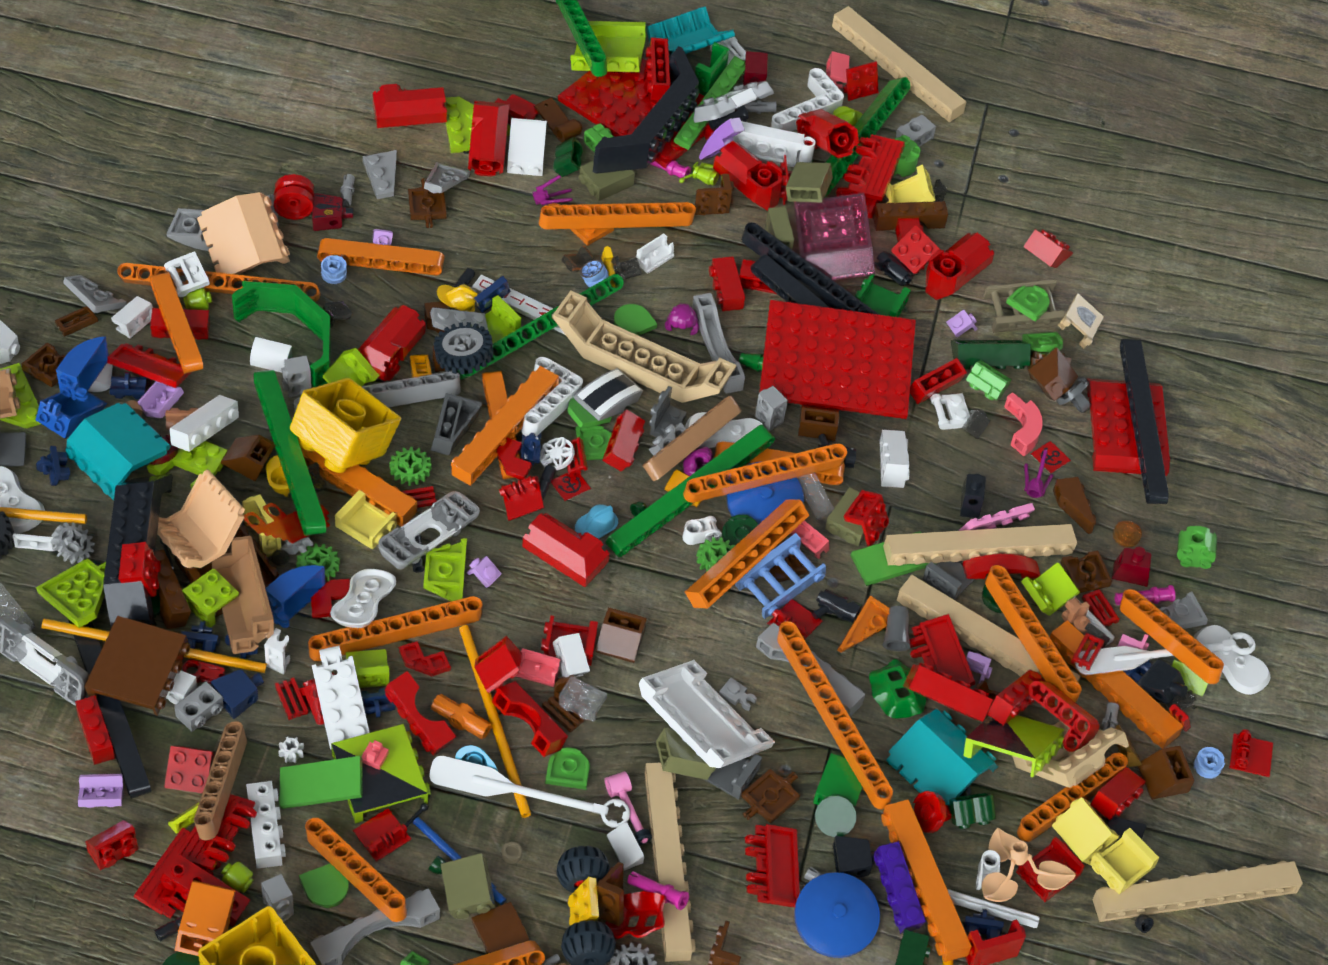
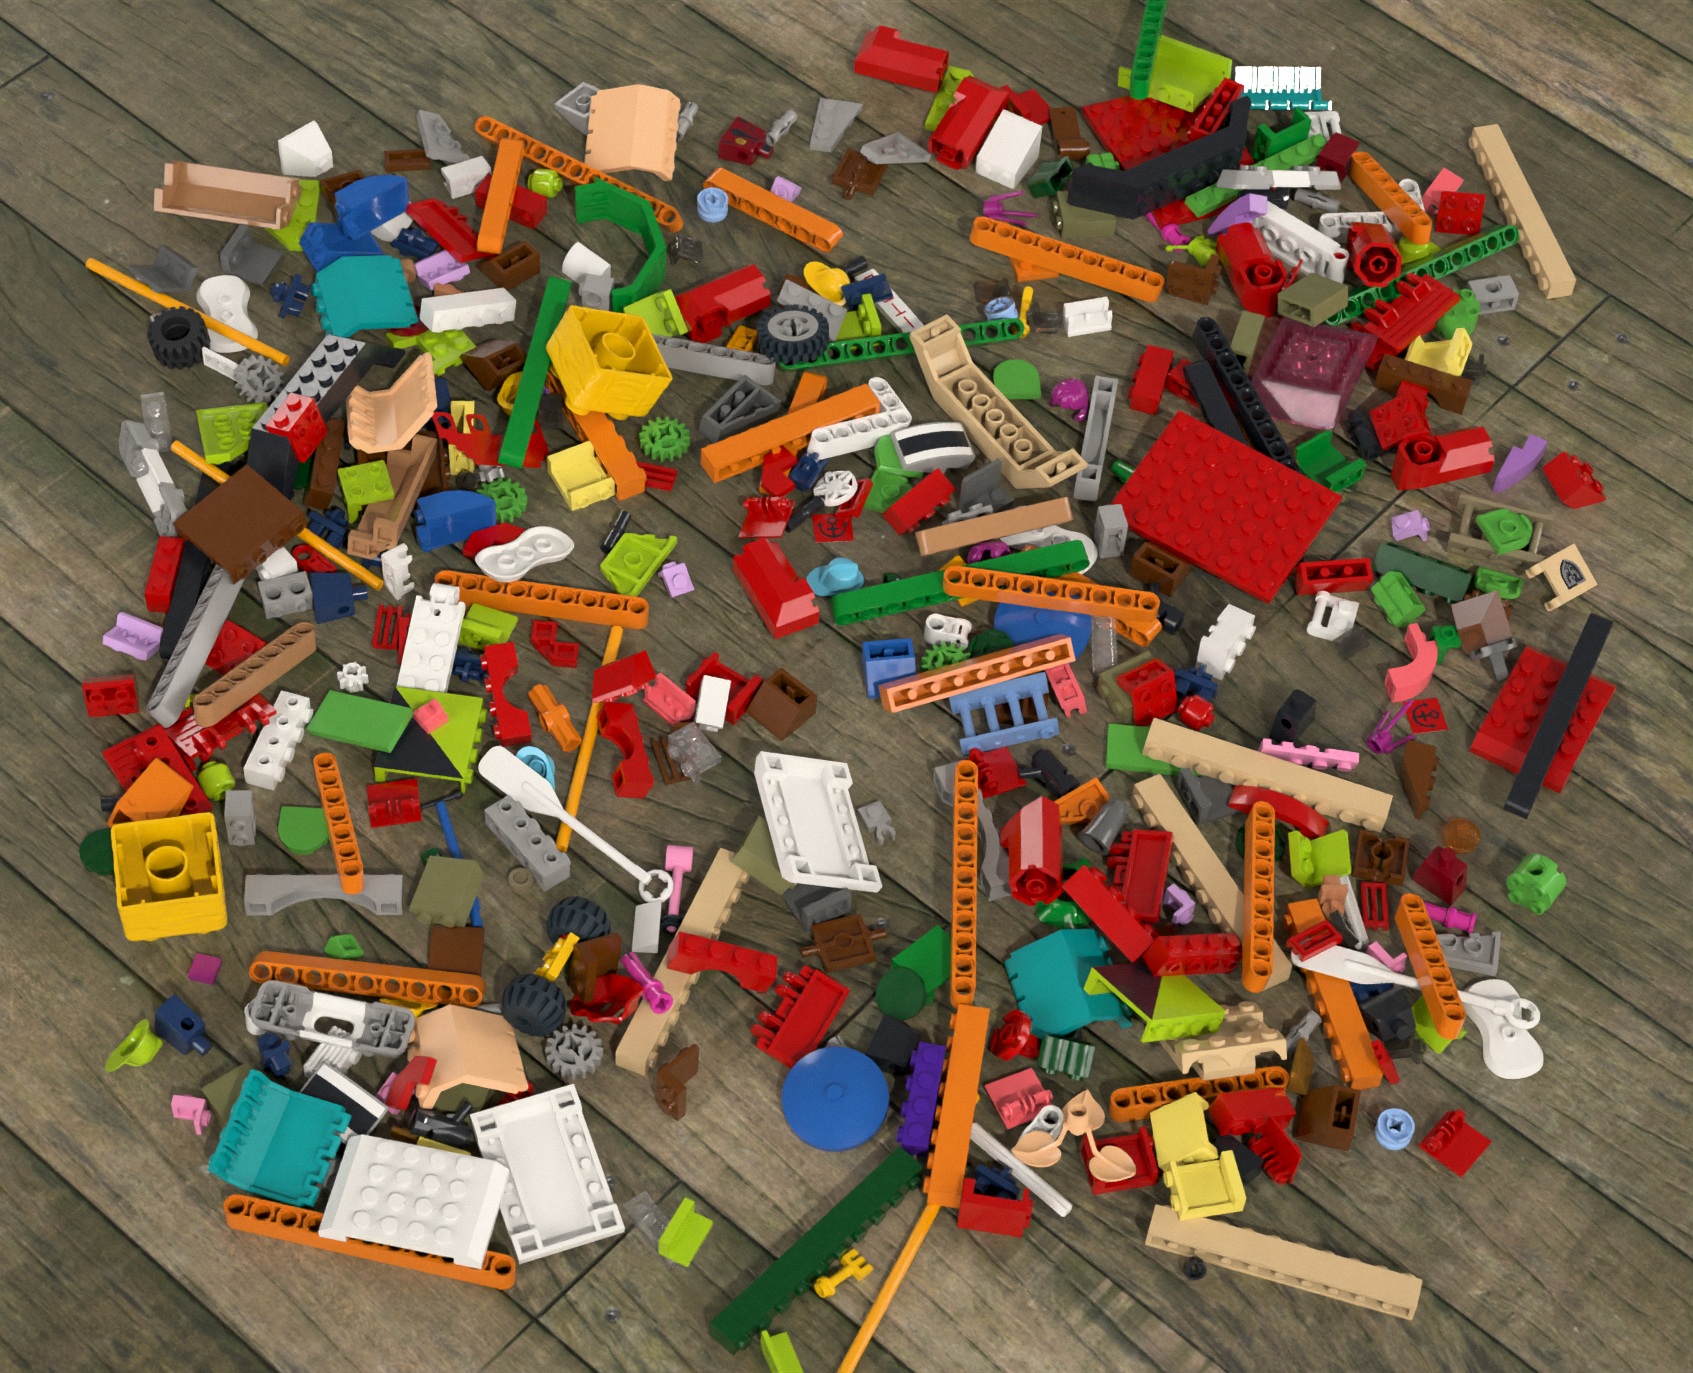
camera: 30 degrees right, 0 degrees up
(157, 779) = (193, 648): none -> light grey beam
(192, 270) = (550, 149): white plate -> none
(214, 376) = (513, 266): none -> reddish brown slope
(293, 197) = (711, 111): red wheel -> none
(446, 515) = (669, 505): light grey piece -> none
(501, 821) = (527, 842): none -> light grey brick
(568, 769) = (637, 821): bright green tile -> none
(677, 573) = (886, 662): none -> blue slope
(683, 851) = (696, 953): none -> red arch
(813, 87) = (1390, 198): none -> orange beam
(869, 669) = (1035, 852): none -> red brick
(894, 494) = (1195, 680): none -> dark blue hips
(906, 518) = (1196, 712): none -> red head
(958, 855) = (1018, 1097): none -> coral hinge
(1005, 248) = (1520, 463): none -> medium lavender slope
(1037, 395) = (1445, 638): none -> green bracket
(1062, 712) = (1237, 990): red beam -> none
(1151, 812) = (1277, 1151): none -> red hinge

